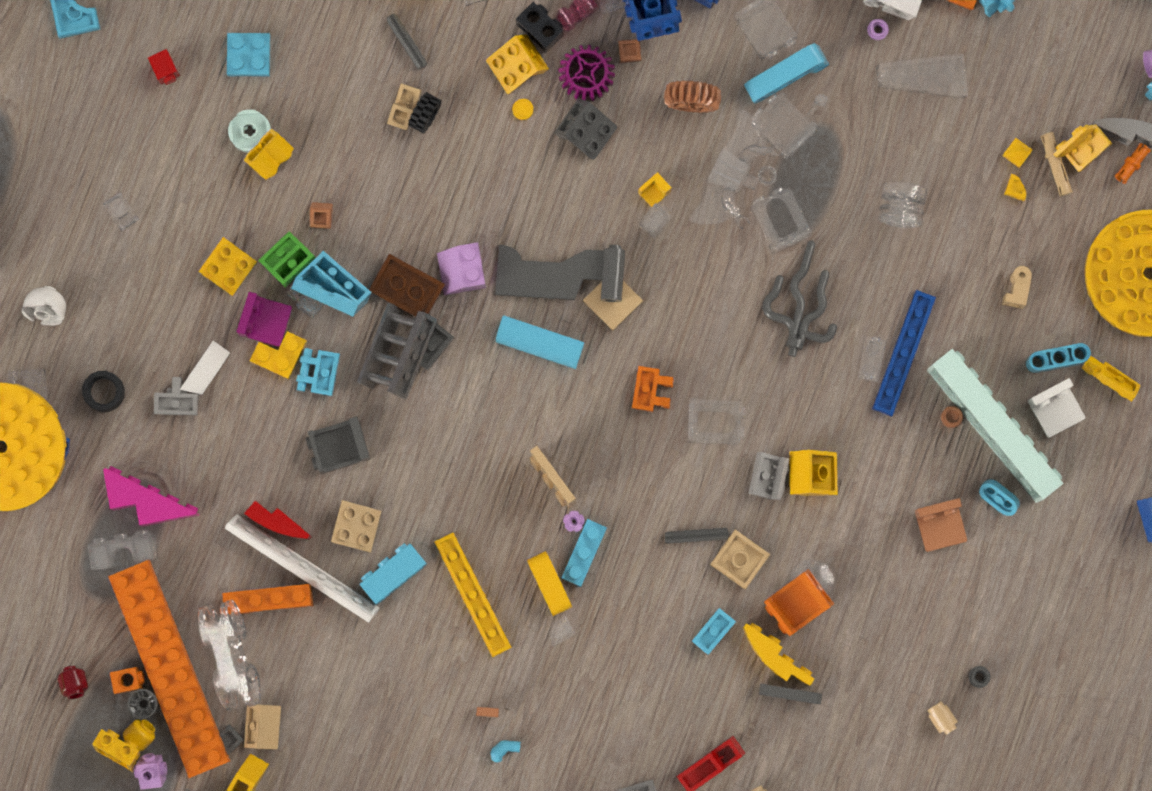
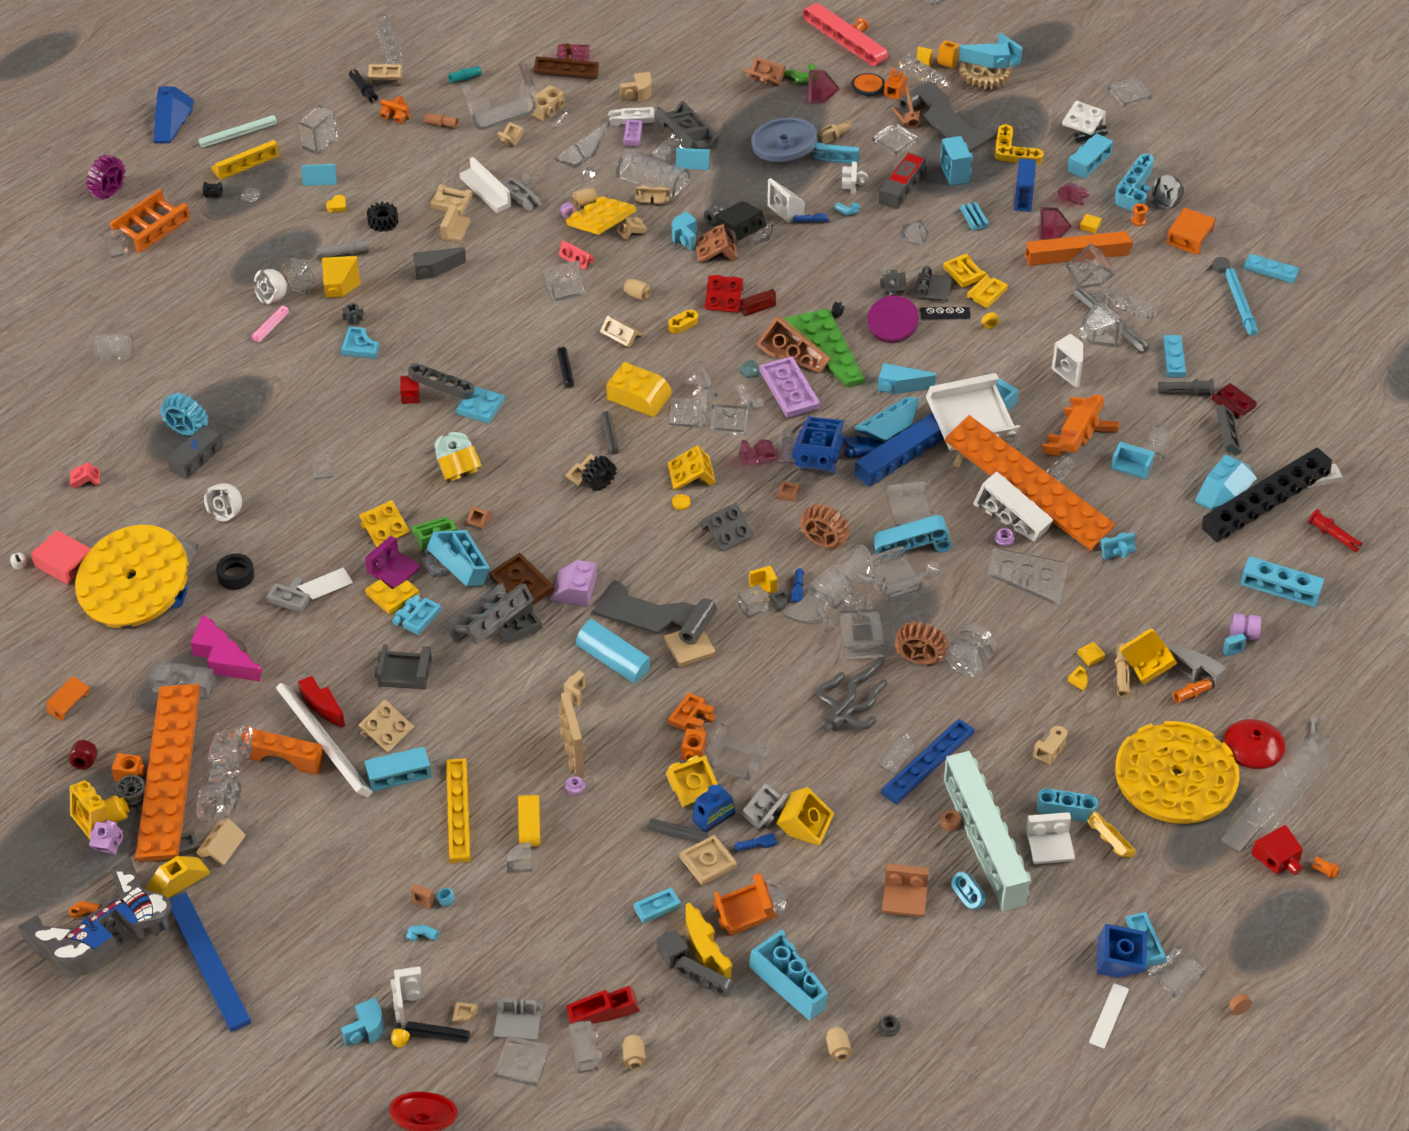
camera: 20 degrees right, 35 degrees down
(20, 621) = (66, 697): none -> orange hinge
(196, 45) = (417, 371): none -> dark grey beam
(512, 698) = (445, 897): none -> medium azure hinge
(519, 400) = (574, 685): none -> tan bracket
(536, 29) = (722, 452): black brick -> none
(584, 553) = (571, 812): medium azure plate -> none
(594, 67) = (745, 488): magenta gear -> none
(671, 420) = (693, 743): none -> orange brick
(679, 203) = (779, 599): none -> dark grey tile
(688, 474) = (690, 779): none -> yellow plate
(693, 186) = (797, 591): none -> blue piece
(722, 501) = (713, 808): none -> blue torso
(748, 674) = (672, 947): none -> dark grey brick
(781, 514) = (763, 841): none -> blue piece
(849, 216) = (921, 643): none -> nougat gear
(870, 664) = (788, 975): none -> medium azure wedge

